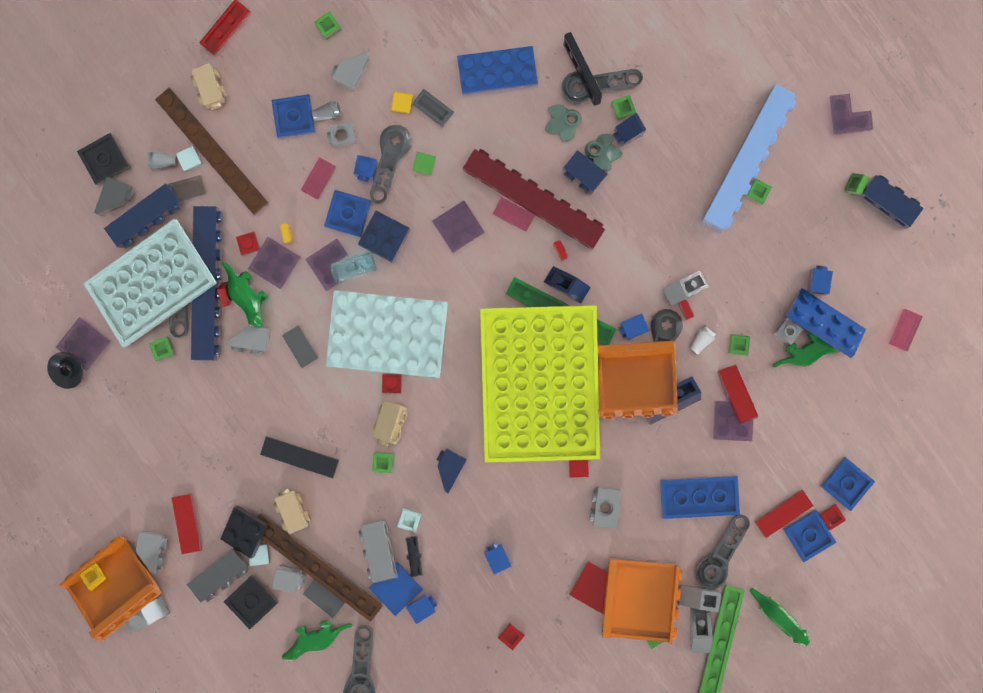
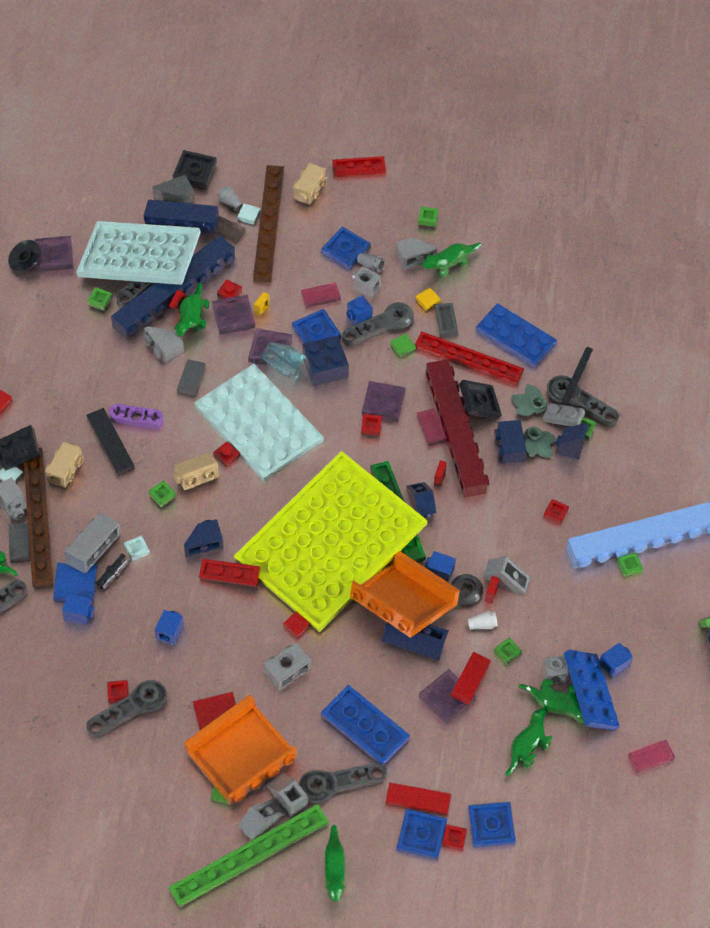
camera: 35 degrees right, 30 degrees down
(304, 406) = (148, 423): none -> medium lavender beam
(384, 50) = (449, 257): none -> green animal
(471, 257) = (371, 424): none -> red plate
(482, 126) = (469, 358): none -> red tile
(495, 477) = (229, 572): none -> red tile
(530, 159) = (480, 399): none -> black plate
(533, 638) = (130, 707): none -> dark grey beam
(595, 114) = (563, 415): none -> light grey plate
(668, 198) = (556, 511): none -> red tile
(817, 401) = (528, 741): none -> green animal

